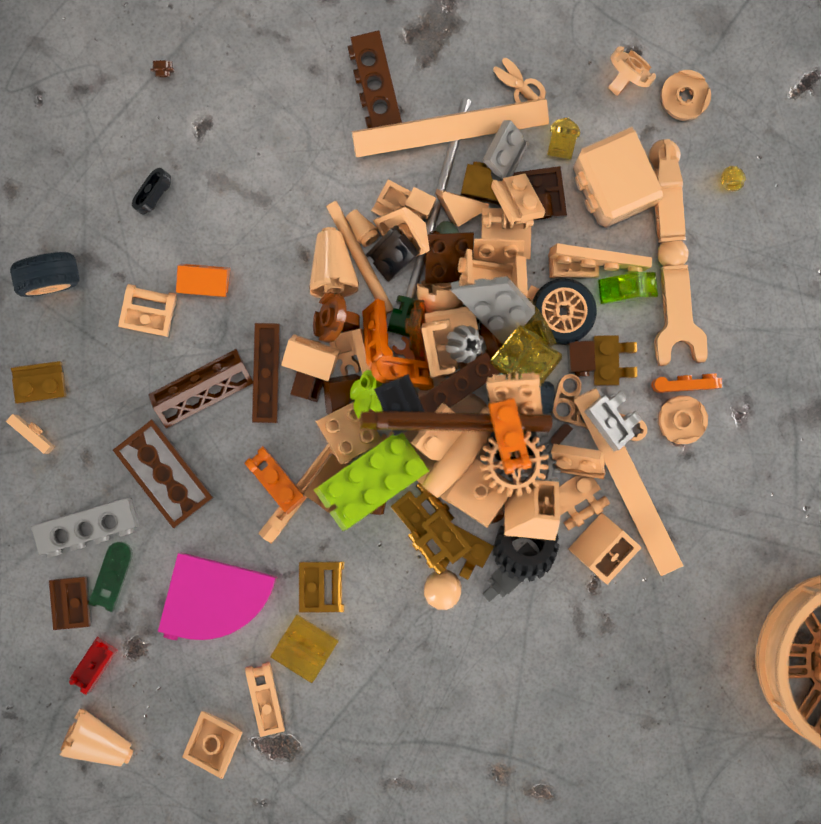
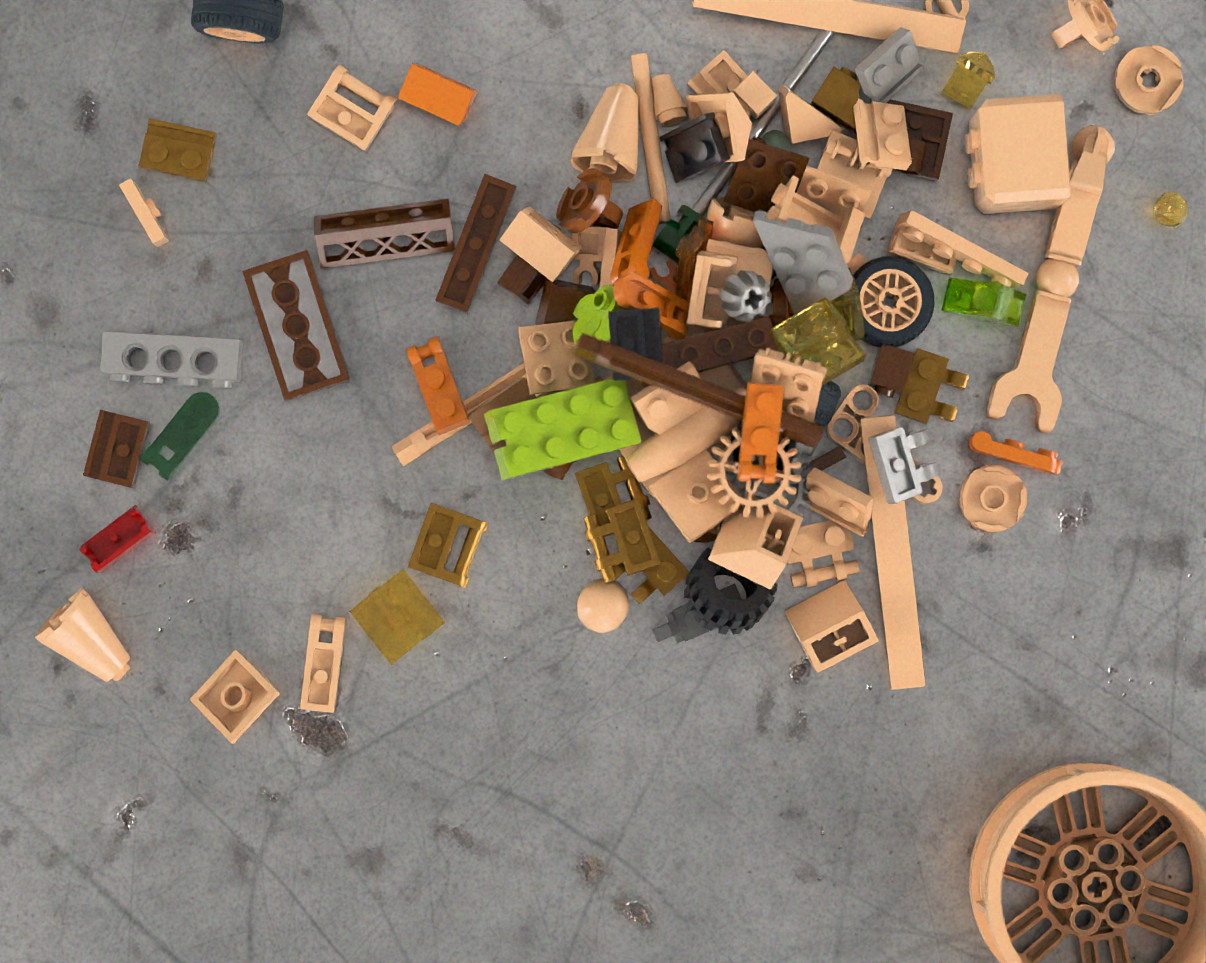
camera: 15 degrees right, 0 degrees up
(212, 598) = (301, 509): dark pink brick -> none

